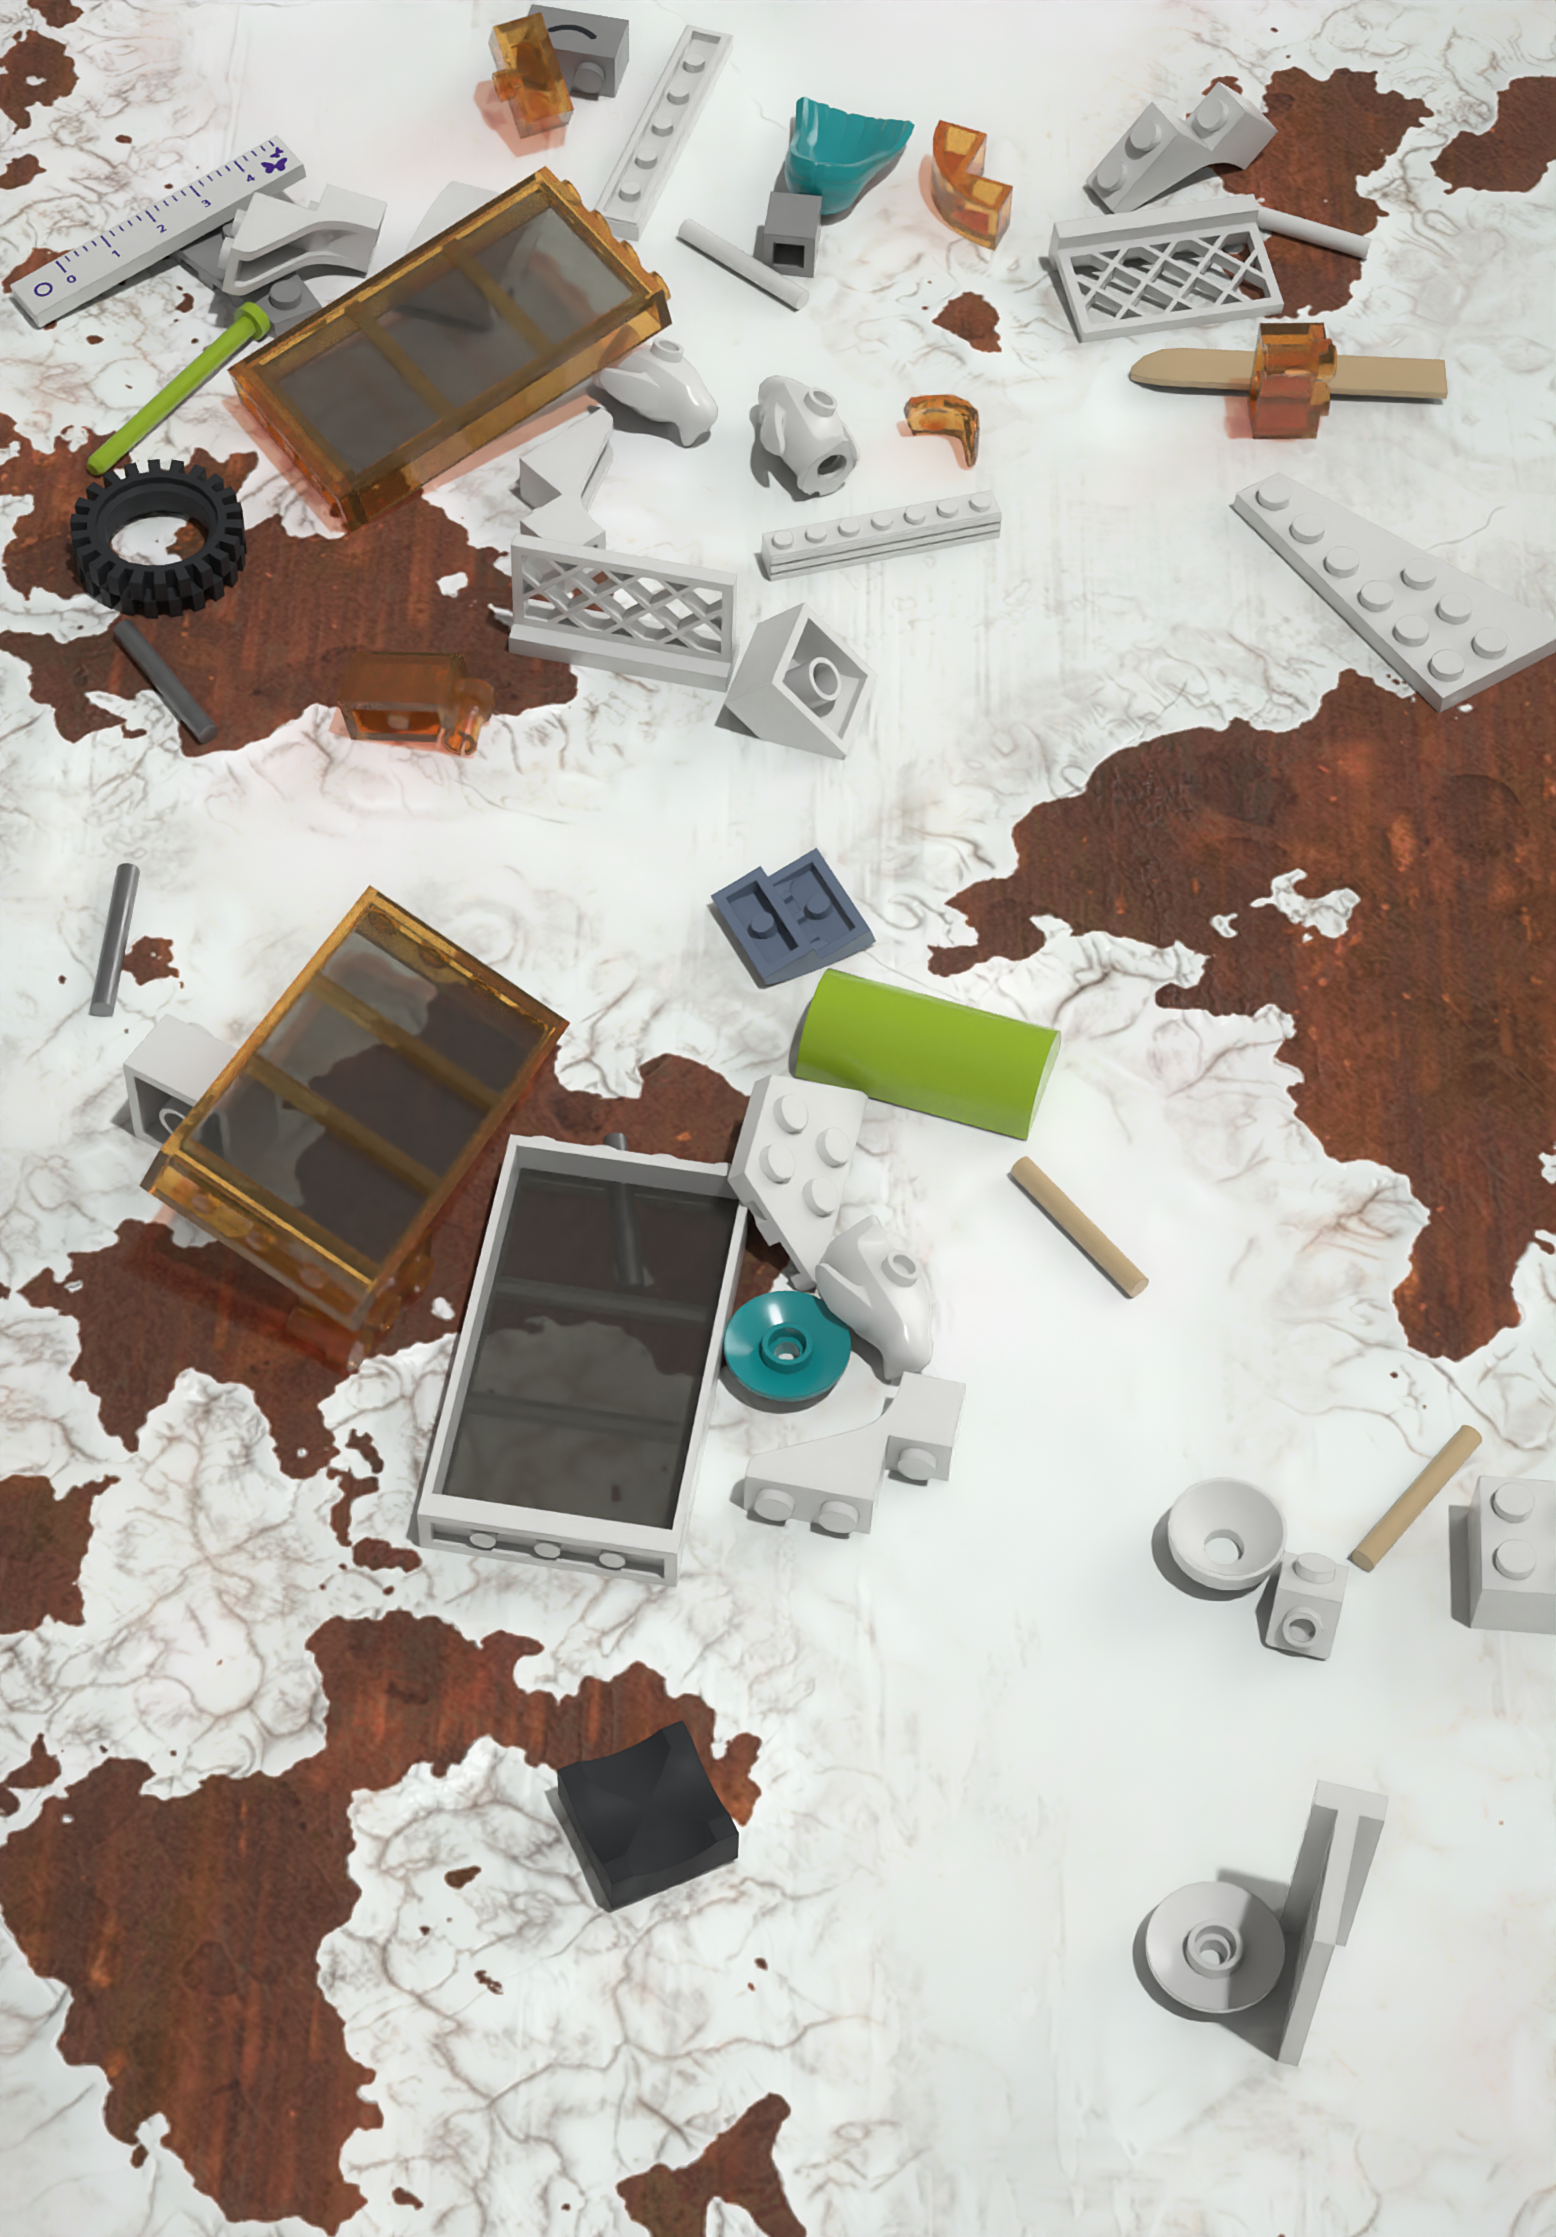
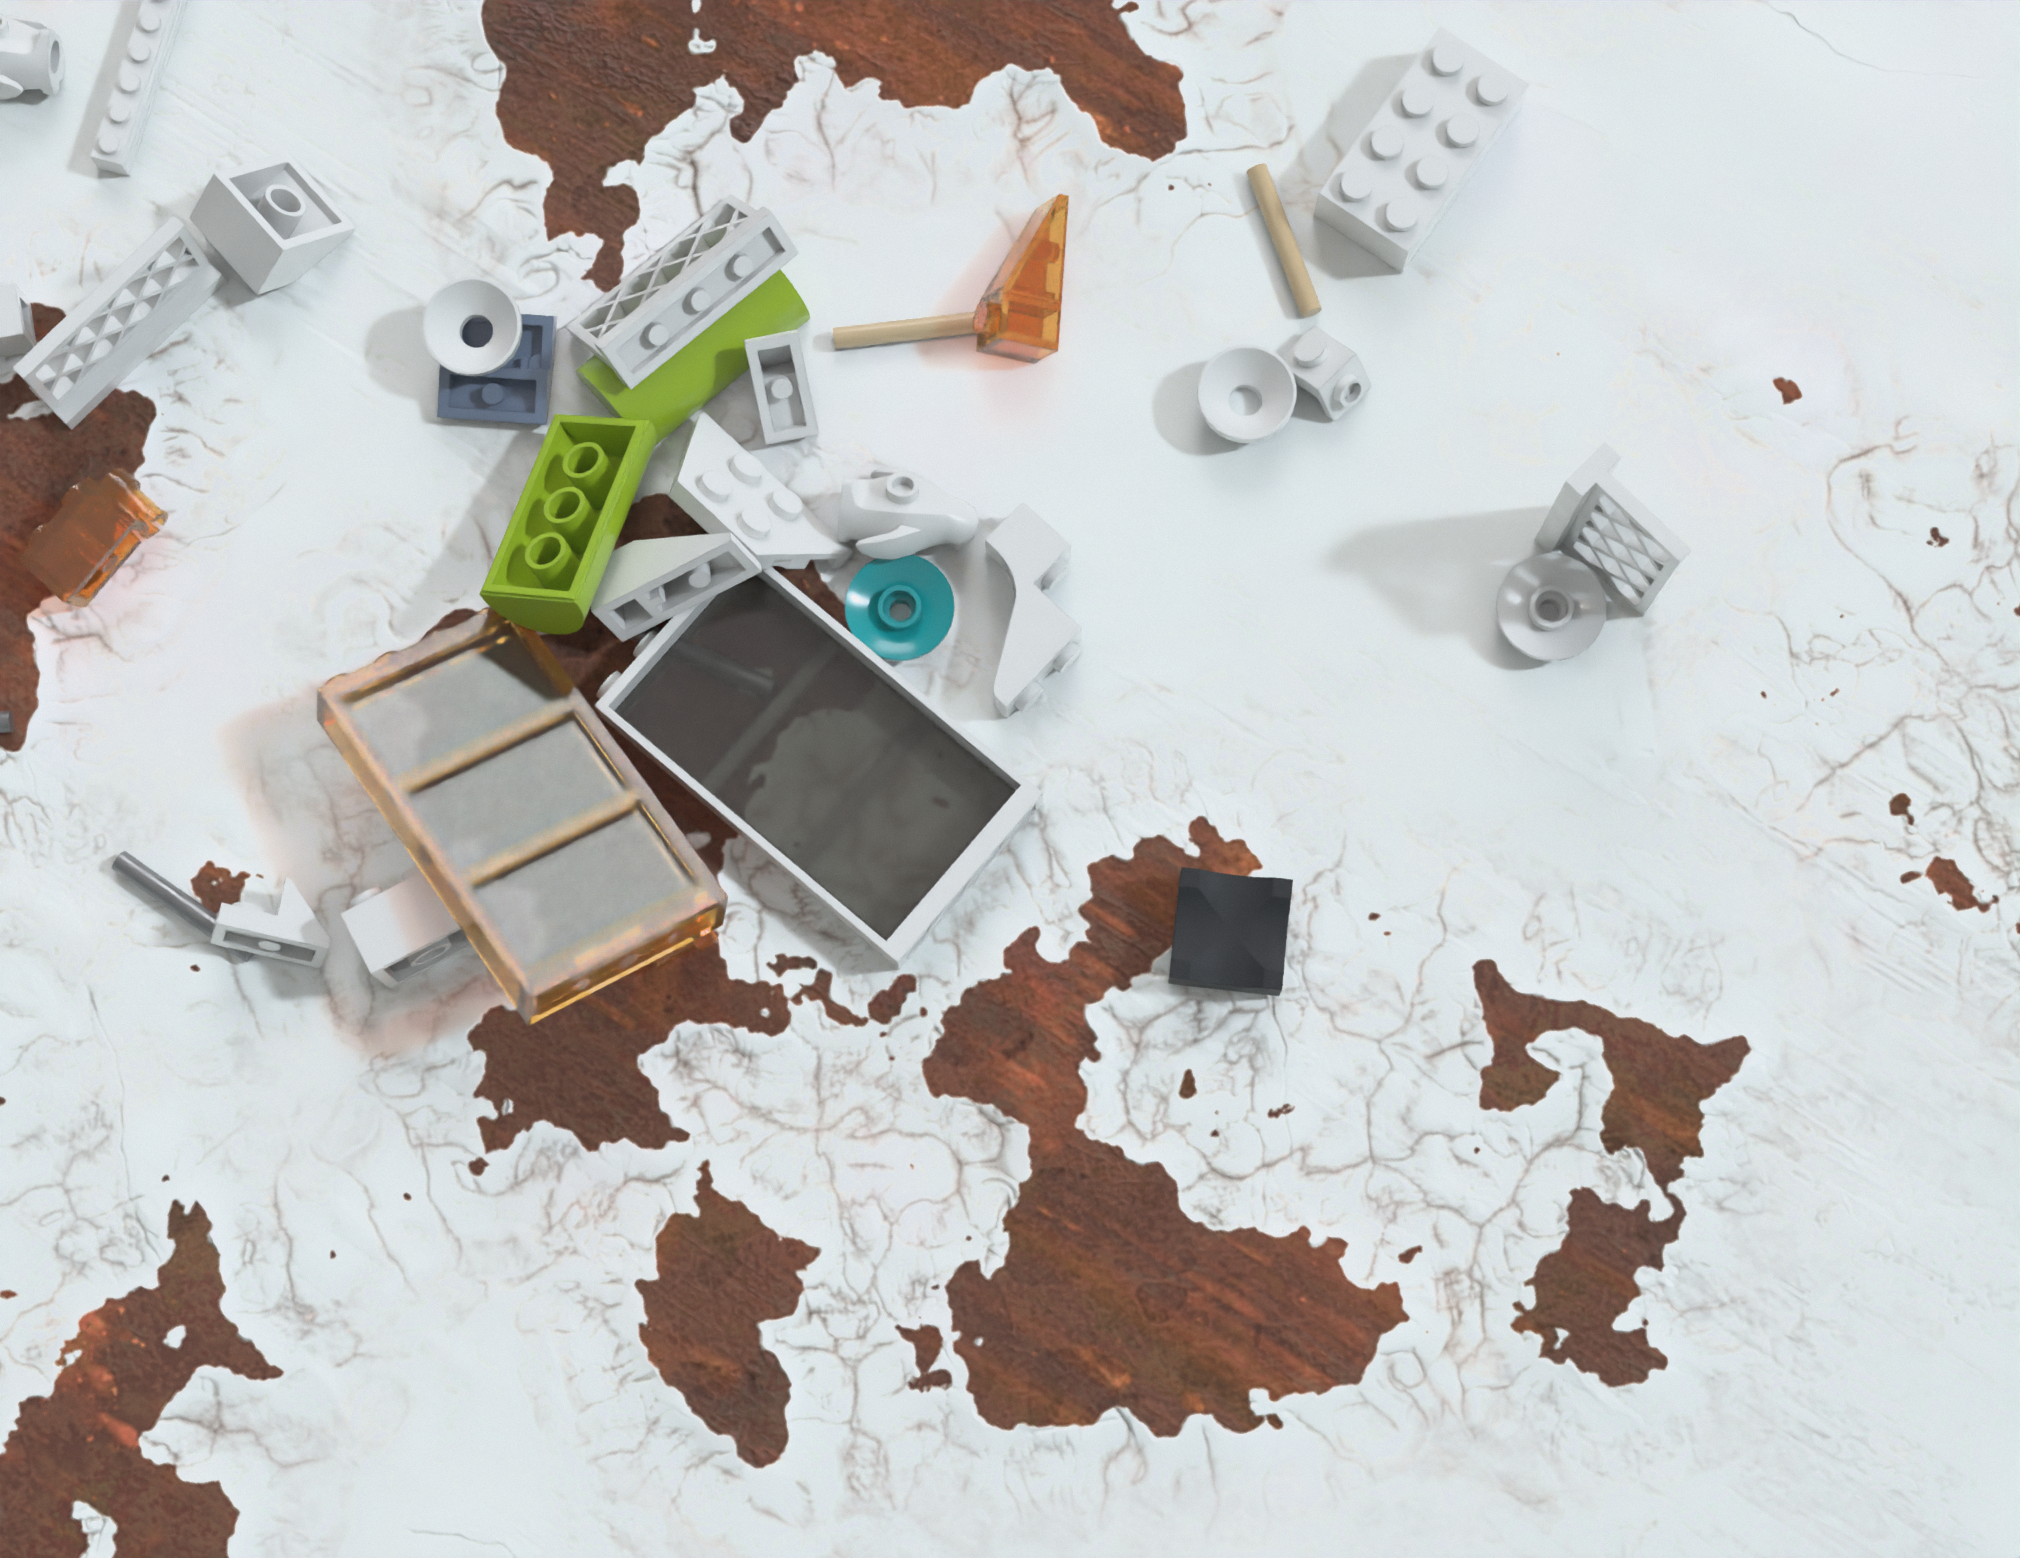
camera: 55 degrees left, 25 degrees up
(125, 1004) = (288, 935): none -> white slope
(669, 1122) = (666, 576): none -> white slope
(675, 1021) = (568, 521): none -> lime brick
(806, 843) = (457, 304): none -> white piece
(942, 1123) = (781, 386): none -> white slope
(963, 1001) = (700, 289): none -> white fence
(1180, 1283) = (1023, 301): none -> clear orange slope

